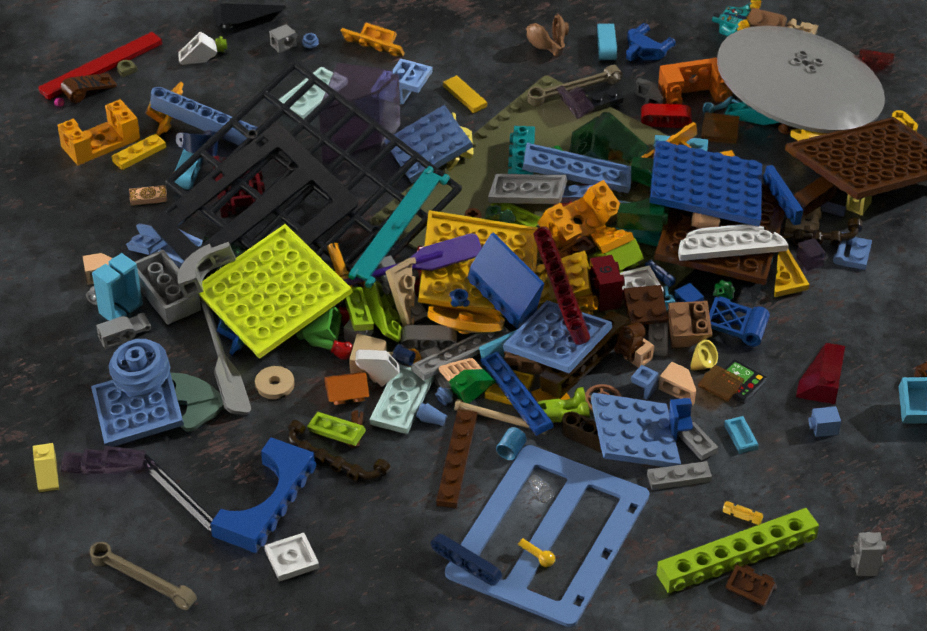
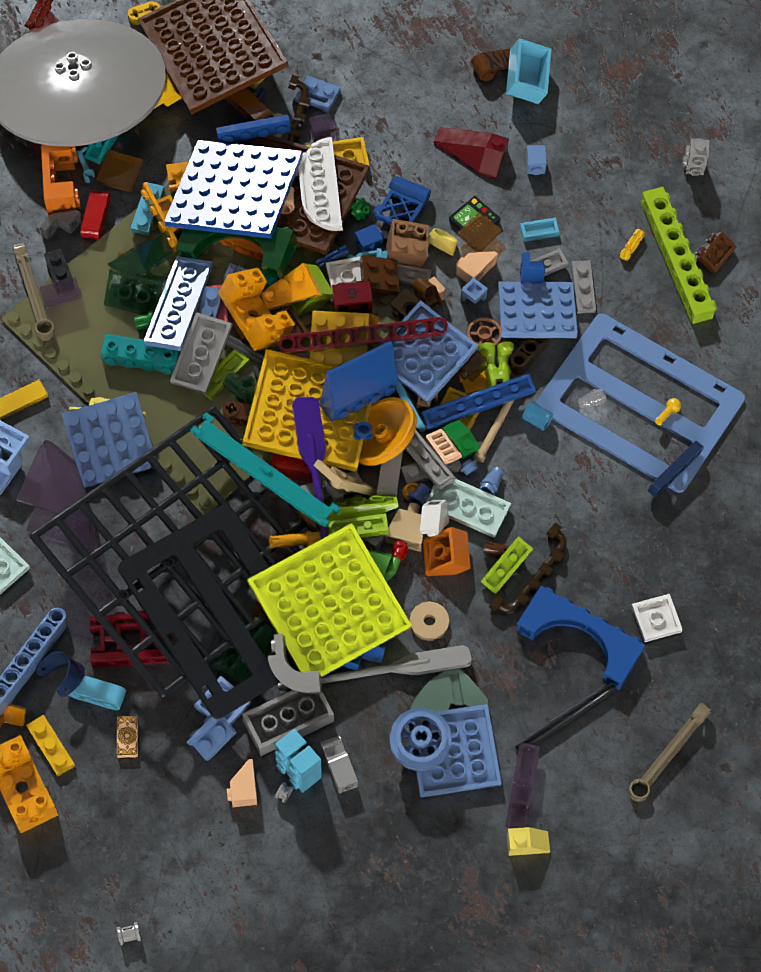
camera: 85 degrees left, 20 degrees up
(456, 459) = (545, 466): reddish brown plate -> none

